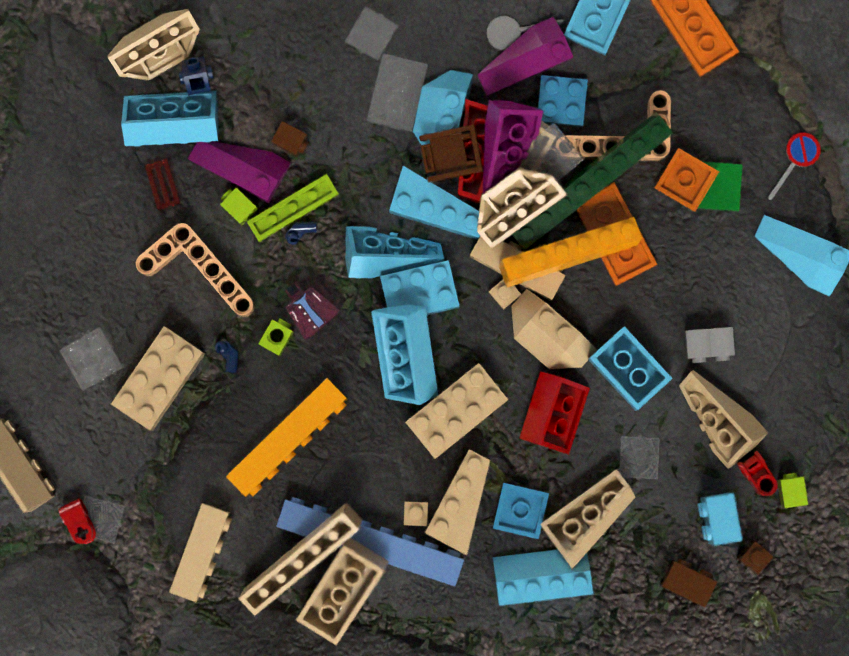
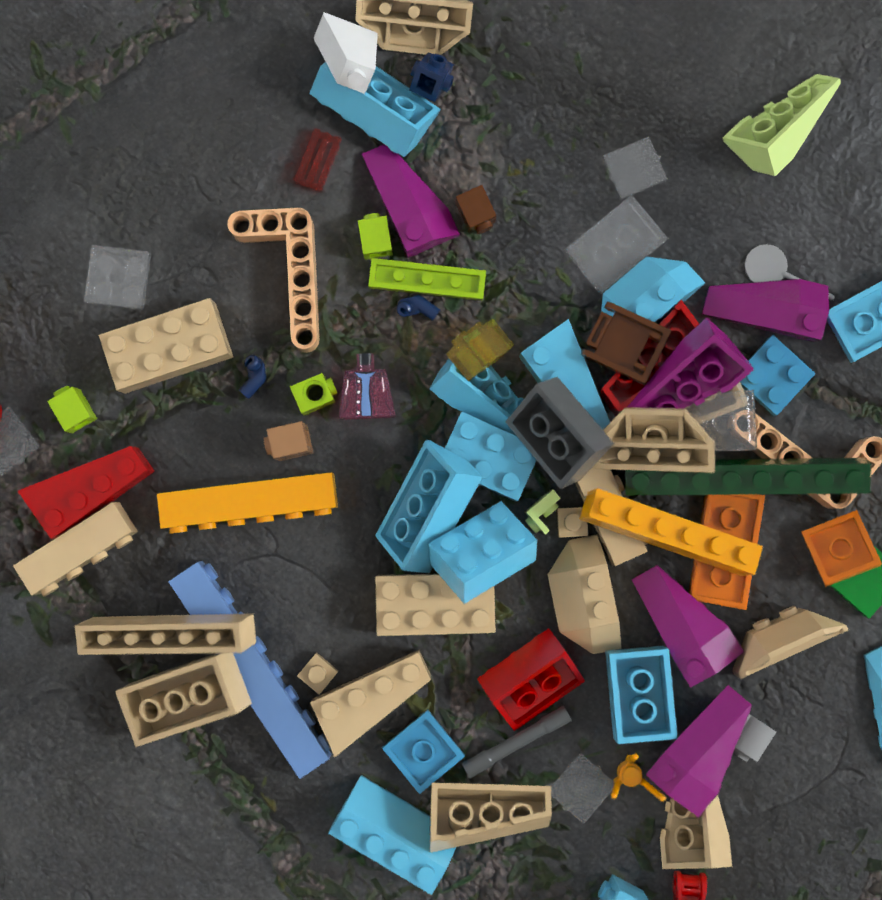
camera: 35 degrees right, 0 degrees up
(127, 465) = (71, 409): none -> lime brick
(131, 100) = (347, 51): none -> white slope
(175, 515) = (82, 491): none -> red wedge
(284, 379) = (288, 441): none -> medium nougat brick
(360, 227) = (479, 348): none -> clear yellow brick
(451, 242) = (559, 432): none -> dark grey brick
(461, 354) = (482, 552): none -> medium azure brick
(479, 296) = (545, 505): none -> yellowish green bracket
(565, 484) = (489, 757): none -> dark grey piece
(632, 305) = (690, 631): none -> magenta wedge
(663, 424) = (631, 775): none -> light orange plant
(693, 264) = (782, 638): none -> tan wedge
(694, 380) = (700, 756): none -> magenta wedge

